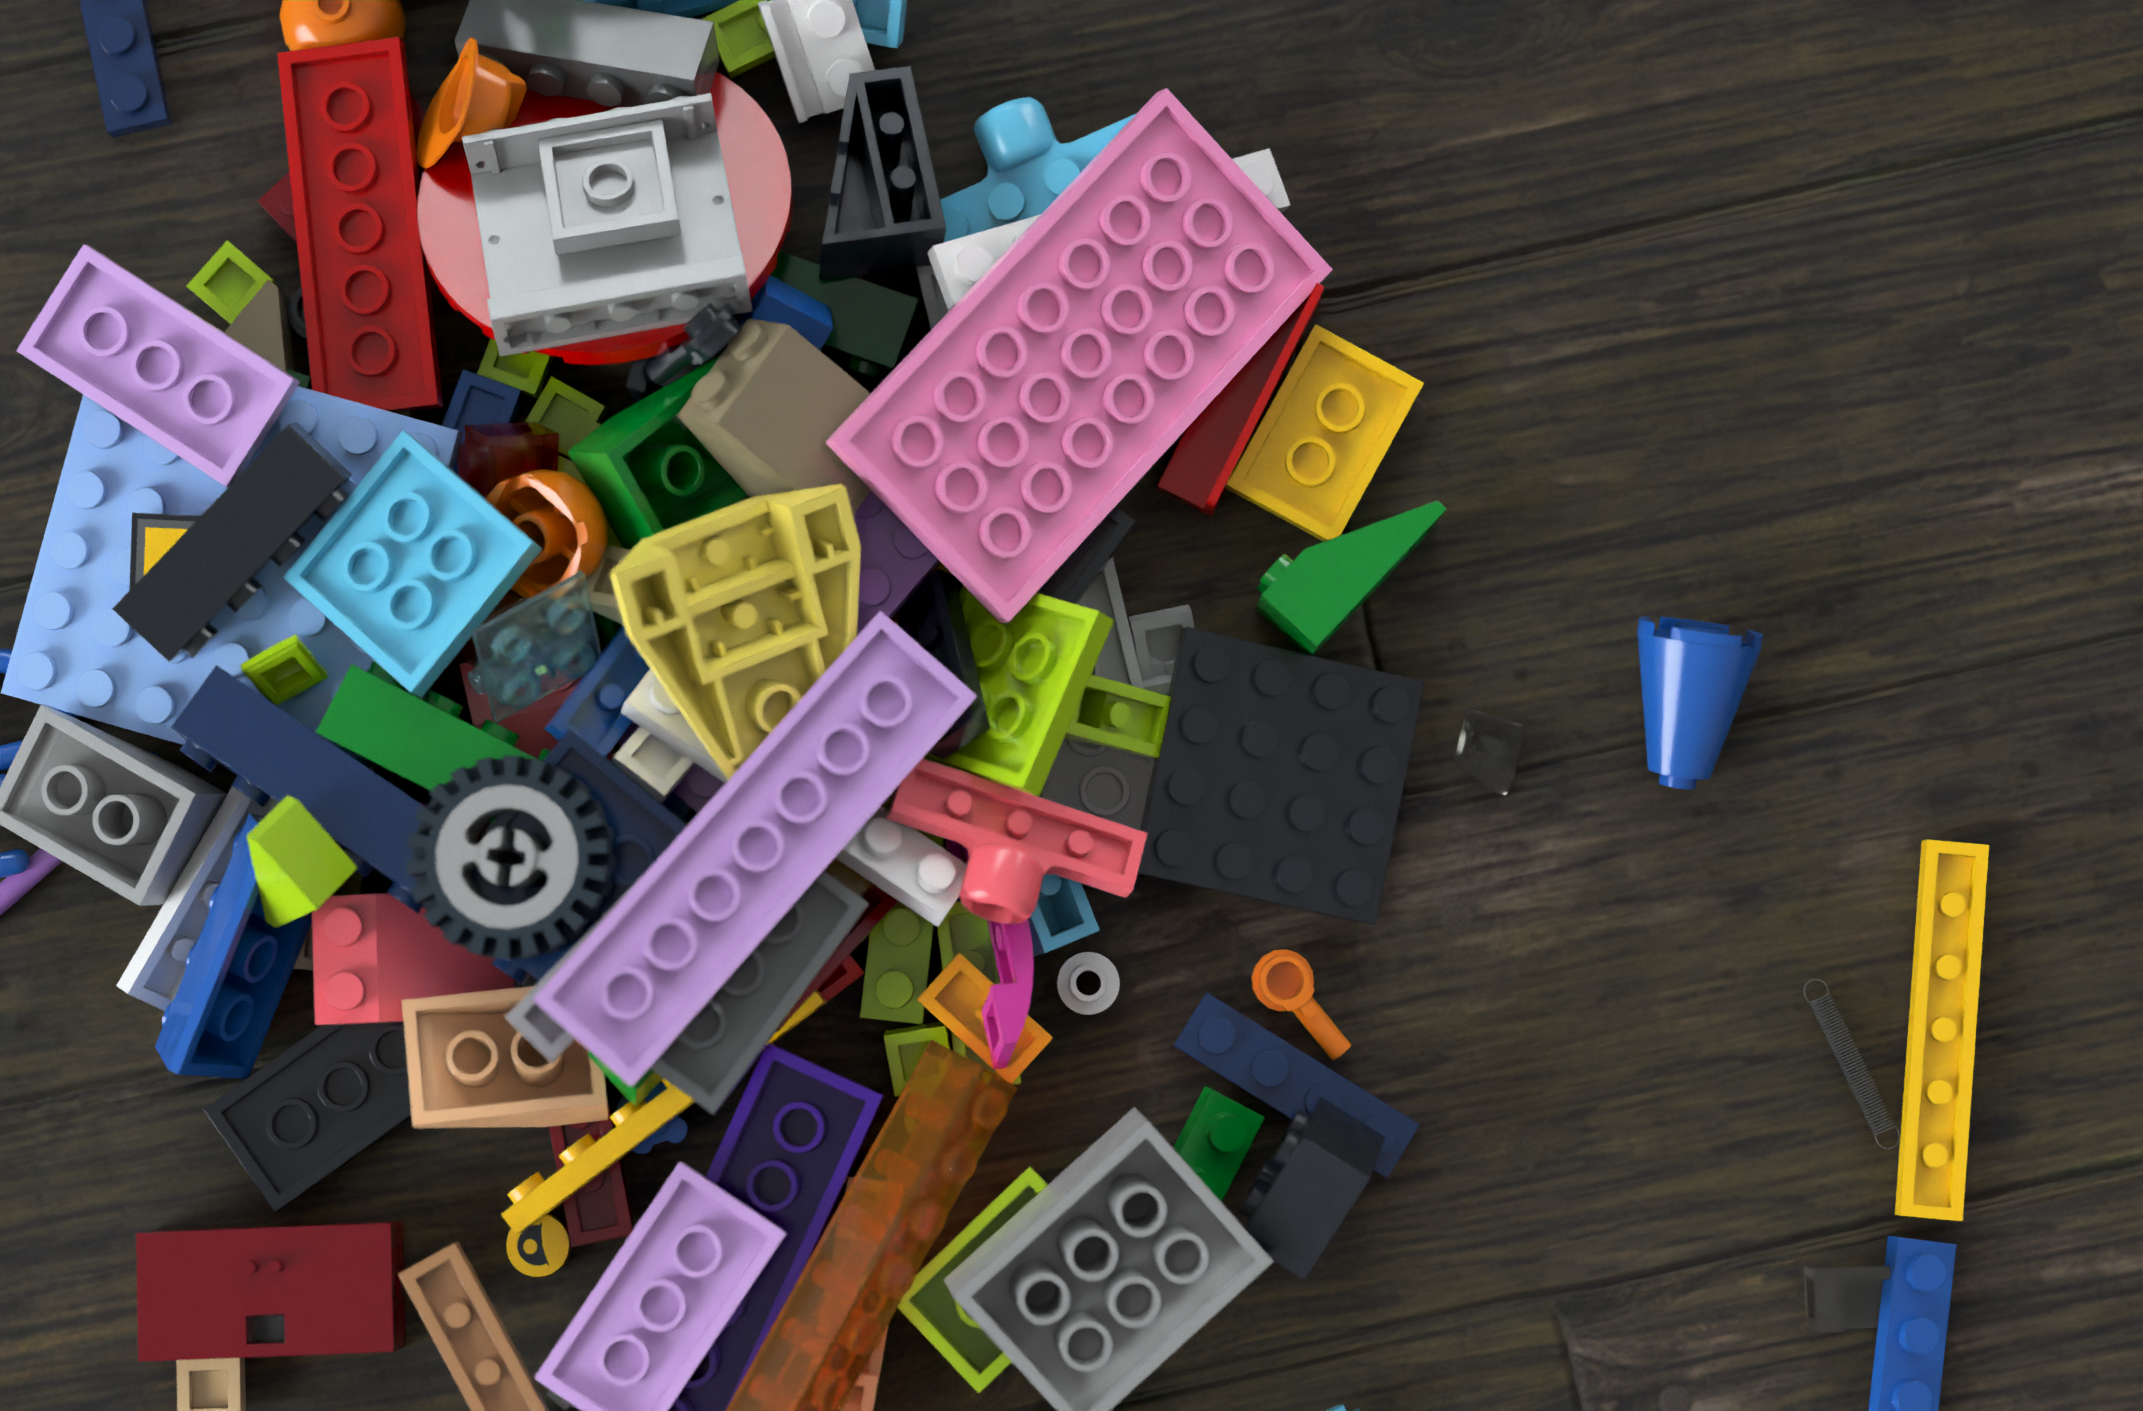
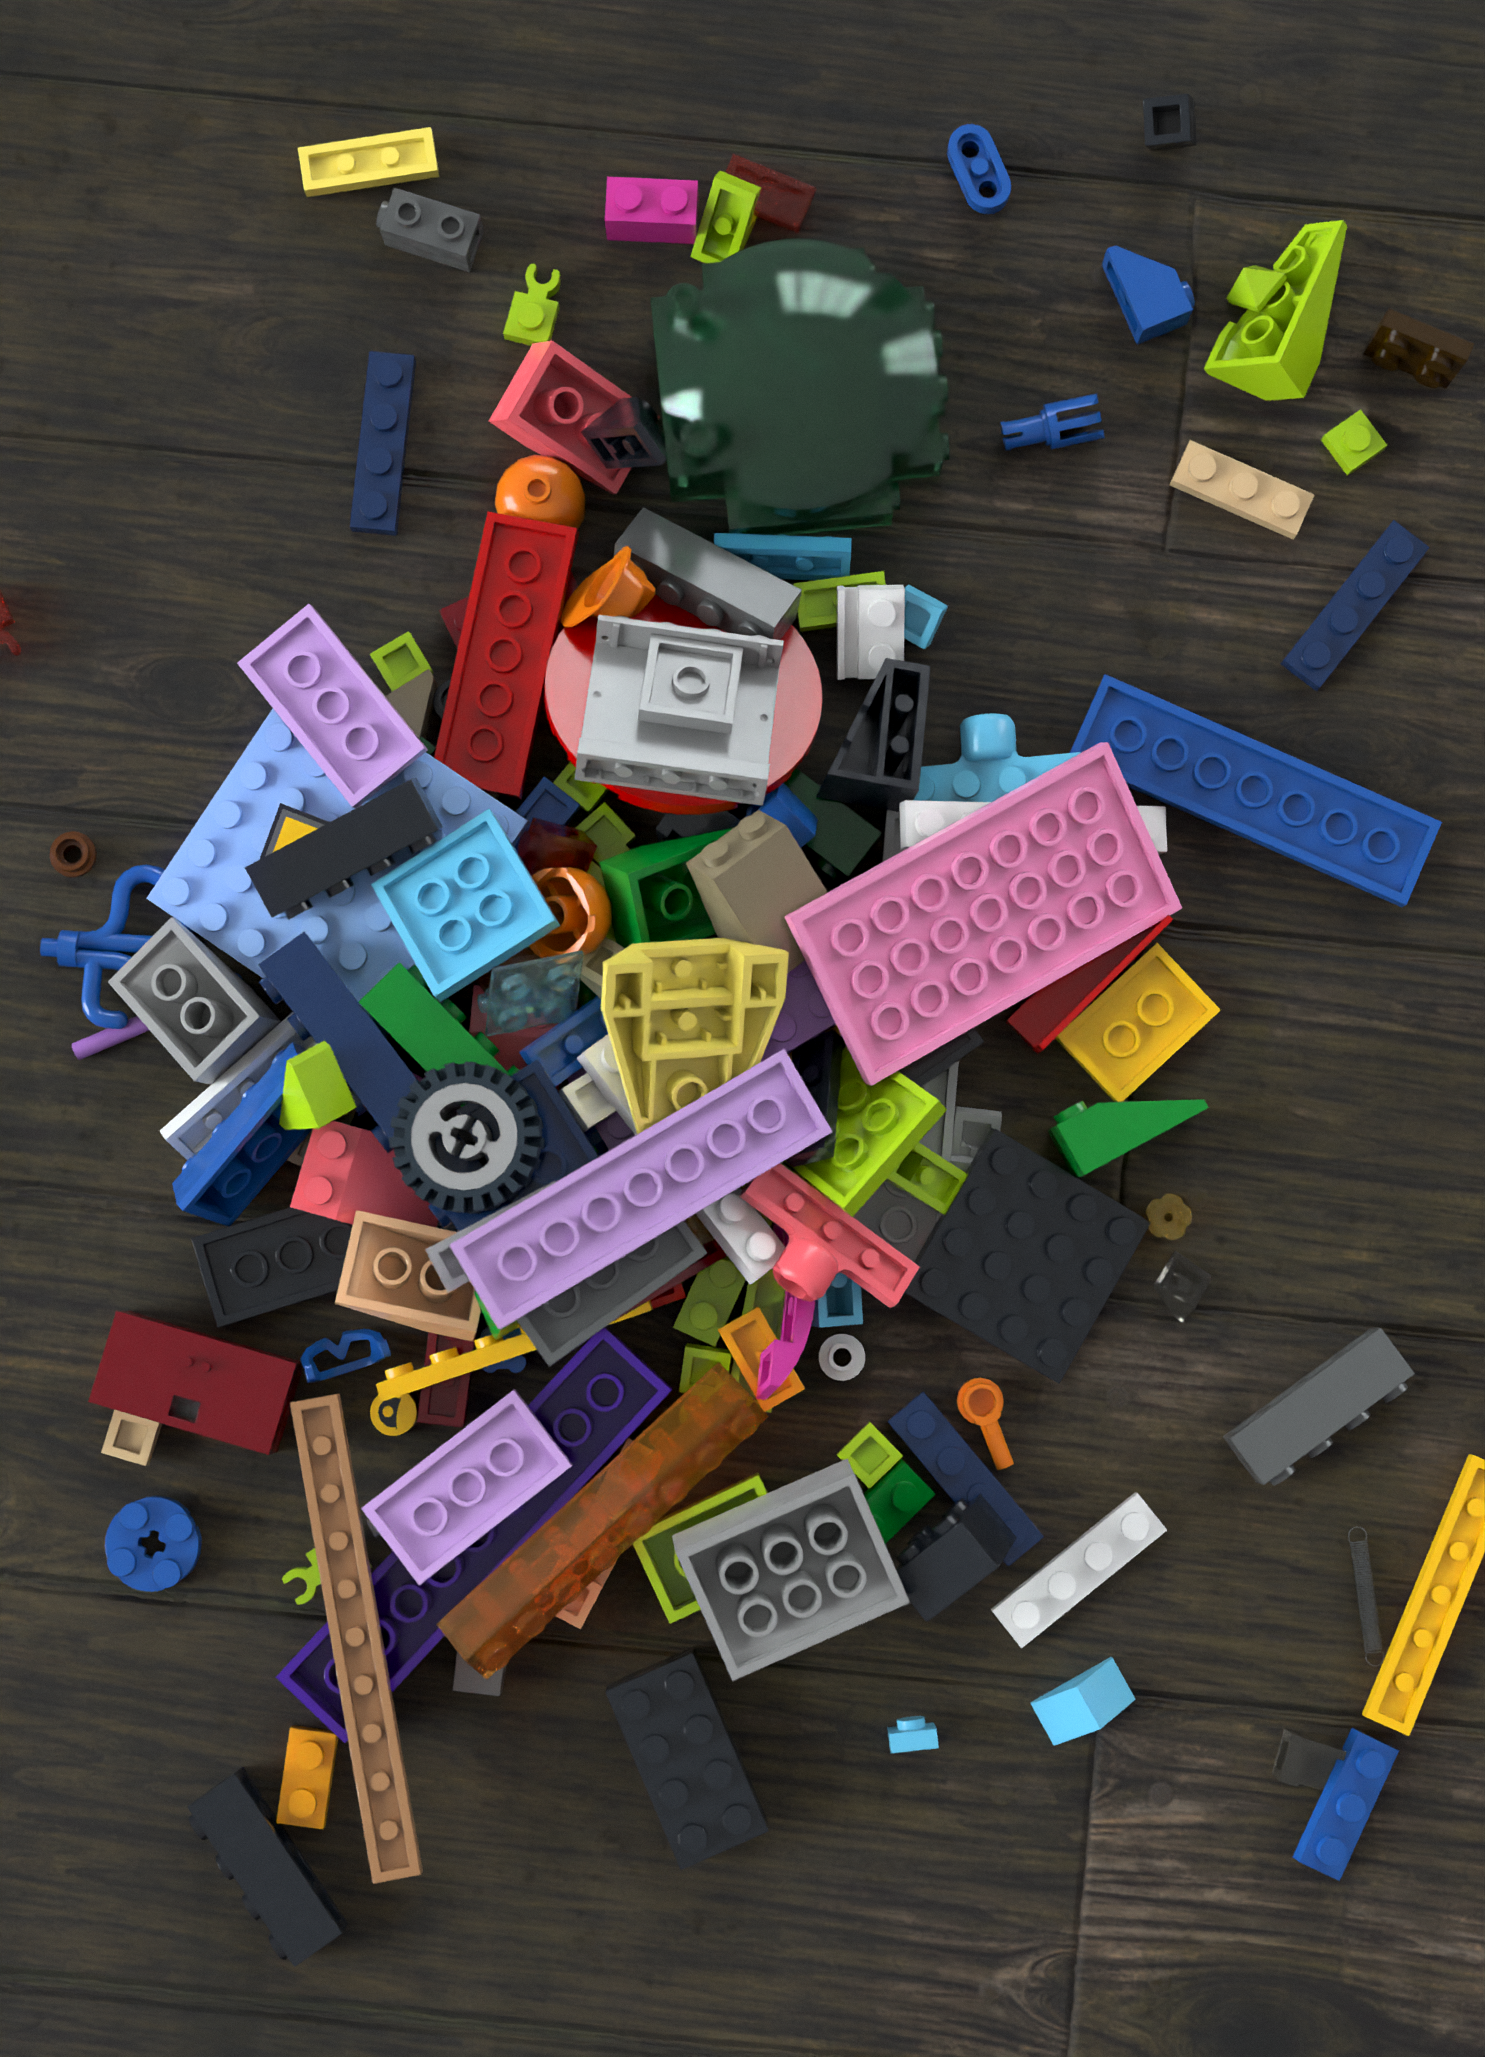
camera: 20 degrees right, 0 degrees up
(284, 670) = (350, 949): lime slope -> none
(493, 1173) = (378, 1346): none -> blue helmet
(707, 335) = (726, 812): black plate -> none
(1165, 1095) = (869, 1454): none -> lime plate
(1383, 90) = (1260, 792): none -> blue plate
(1456, 655) = (1168, 1204): none -> clear yellow plate
(1478, 1152) = (1078, 1569): none -> white plate
(1539, 1318) = (1083, 1702): none -> medium azure slope
(1691, 693) = (1338, 1294): blue cone -> none
(1713, 842) = (1319, 1406): none -> dark grey brick

